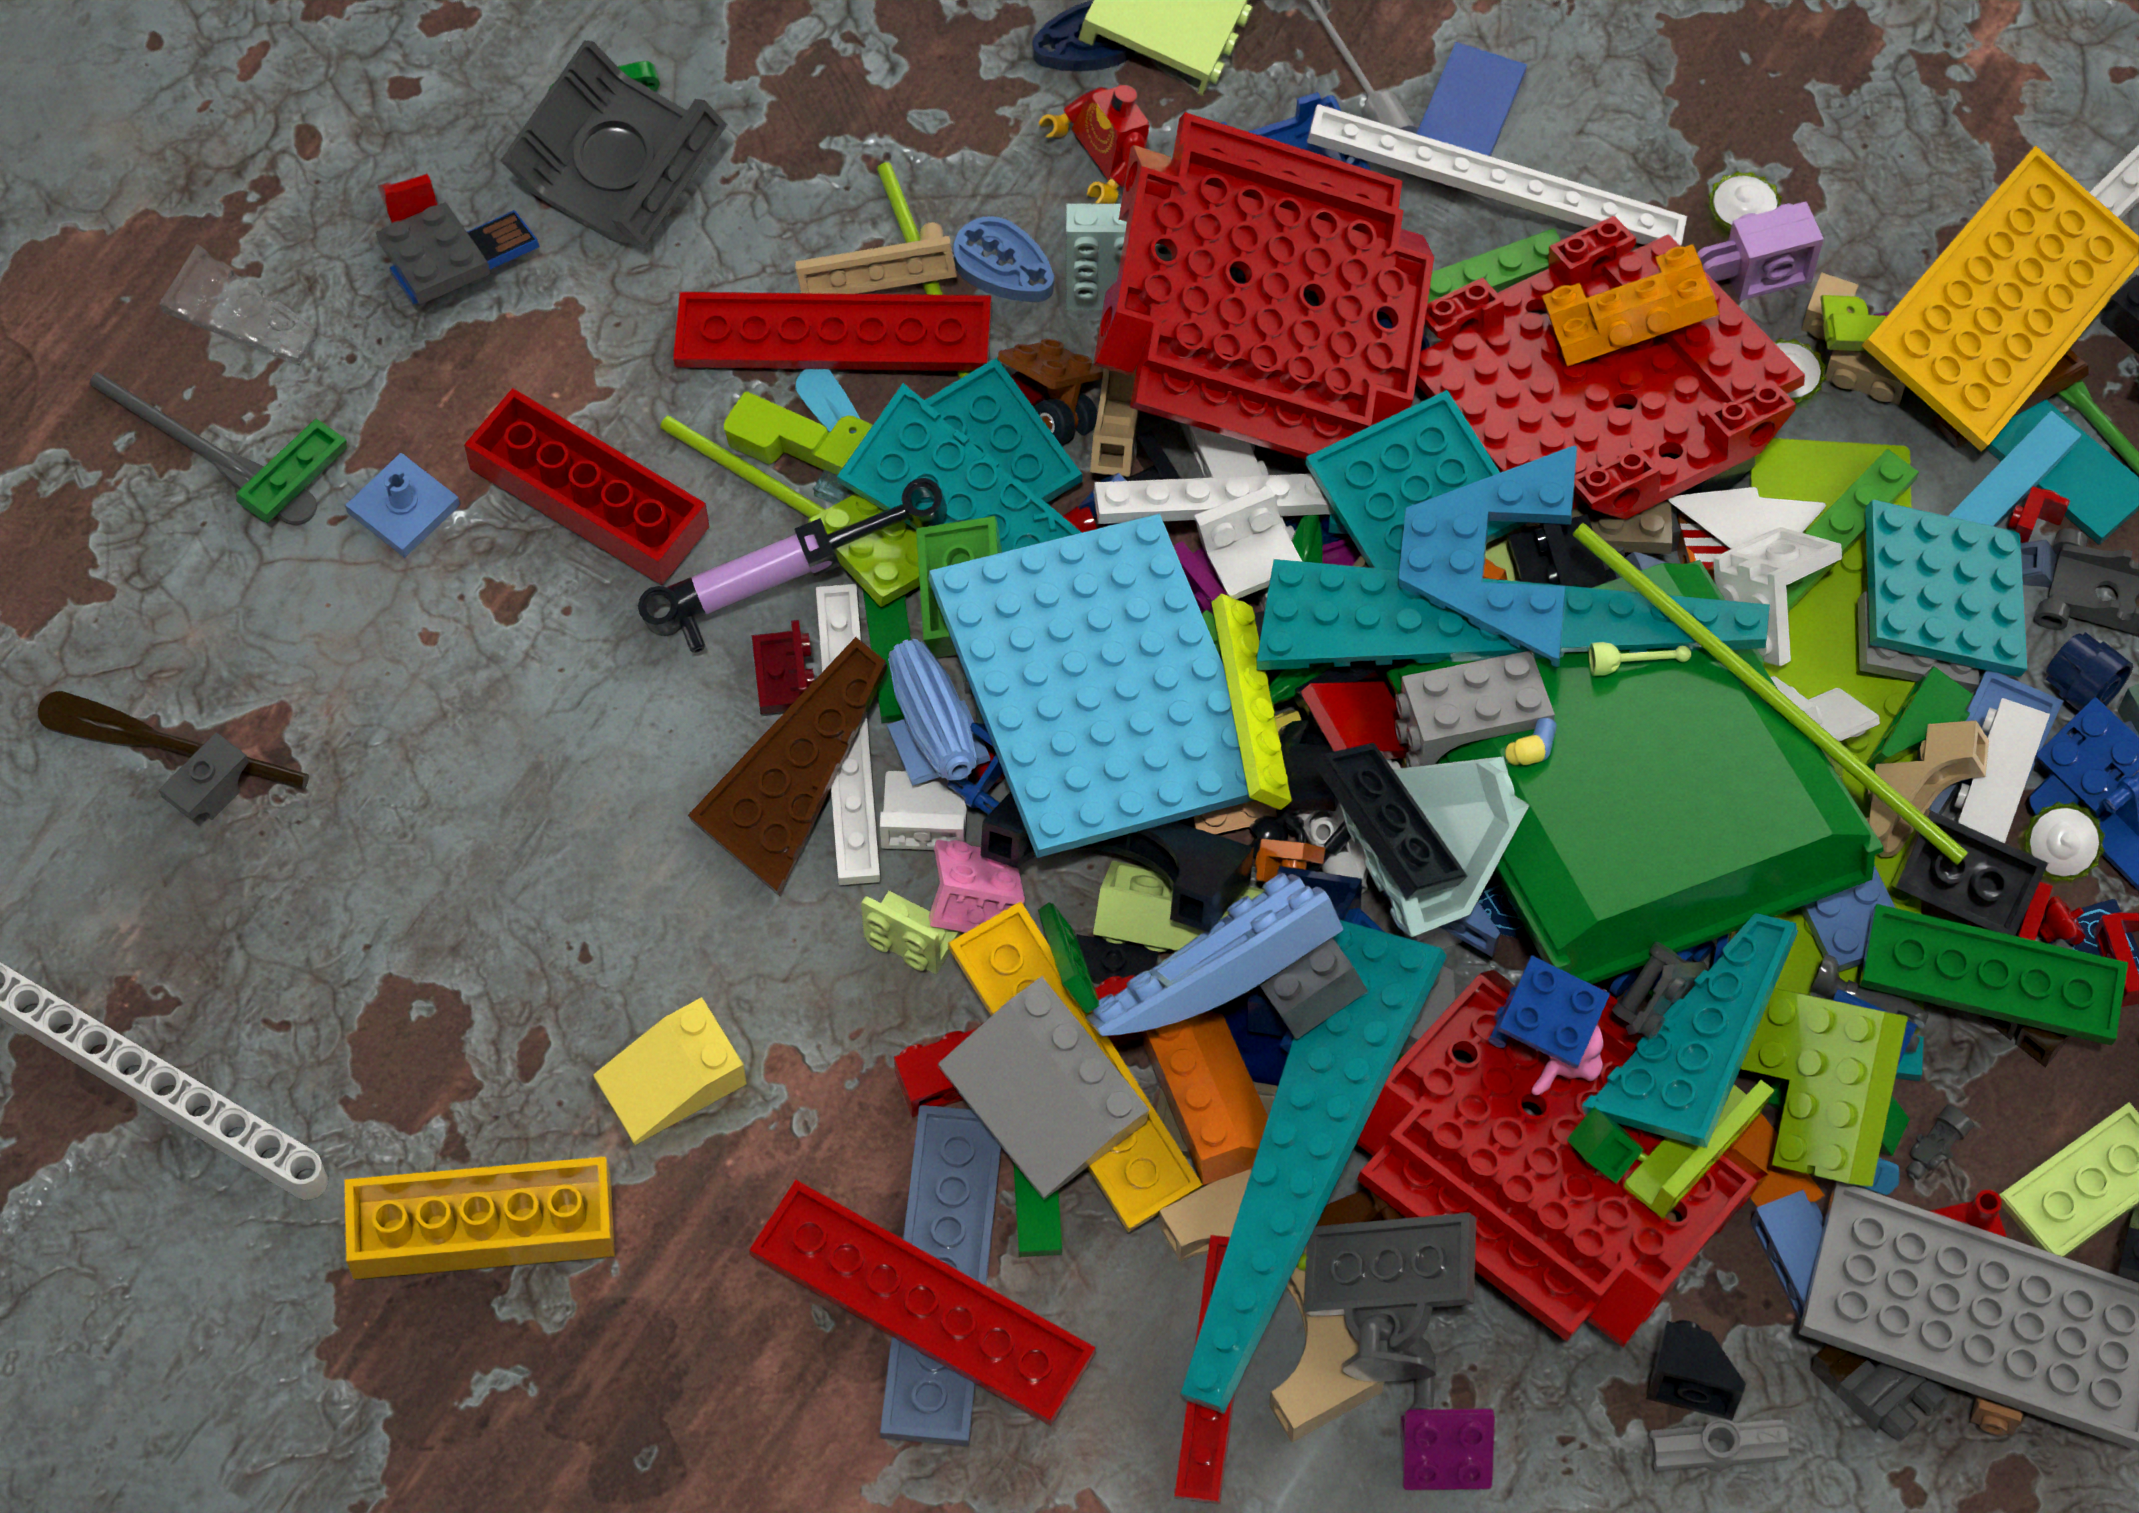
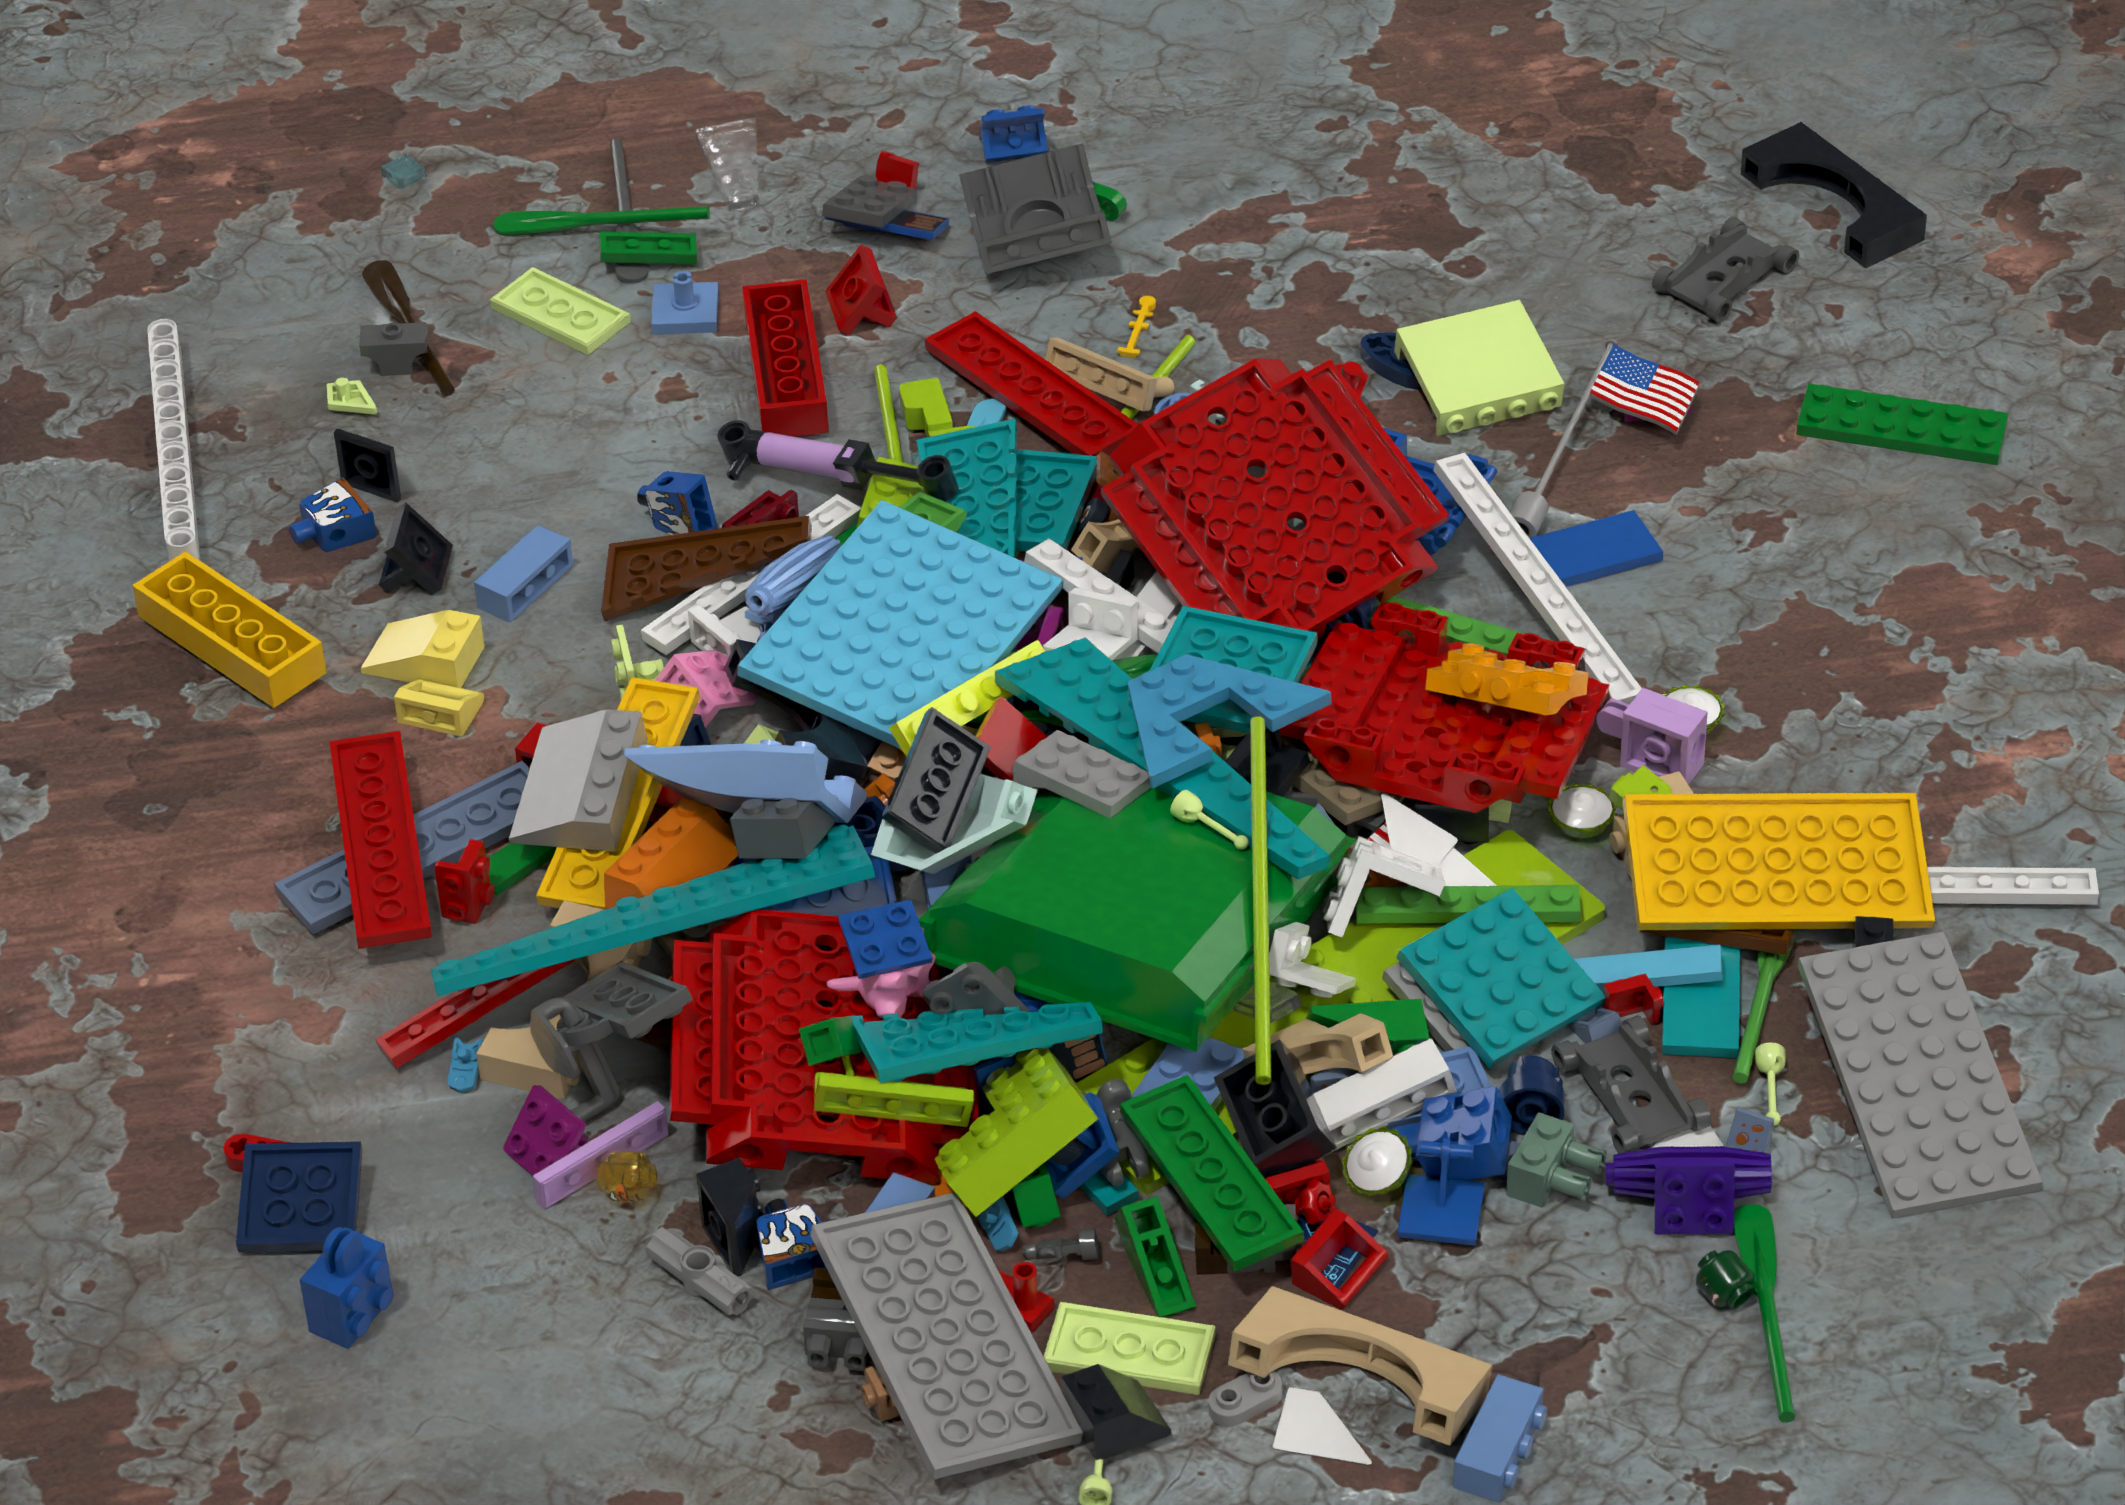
camera: 50 degrees right, 20 degrees down
(142, 522) = (546, 221): none -> green piece
(226, 870) = (349, 397): none -> yellowish green piece
(289, 606) = (560, 311): none -> yellowish green tile
(366, 925) = (367, 464): none -> black slope
(401, 1011) = (334, 518): none -> blue torso
(462, 75) = (1013, 133): none -> blue bracket
(532, 986) = (414, 552): none -> black bracket
(556, 359) = (860, 293): none -> red bracket
(651, 914) = (523, 573): none -> medium blue brick
(701, 722) = (679, 503): none -> blue torso
(770, 1128) = (437, 706): none -> light yellow tile
(798, 158) = (1146, 304): none -> yellow piece
(1064, 1274) = (465, 886): none -> red bracket
(1068, 957) = (678, 732): green tile -> none
(1276, 1444) = (464, 1066): none -> dark azure piece
(1503, 1409) = (582, 1164): none -> lavender tile
(1533, 747) = (1074, 812): light yellow arm -> none
(1551, 1417) = (626, 1176): none -> clear yellow head
(1757, 1344) = (786, 1243): none -> torso
(2016, 1085) = (1154, 1256): none -> green slope

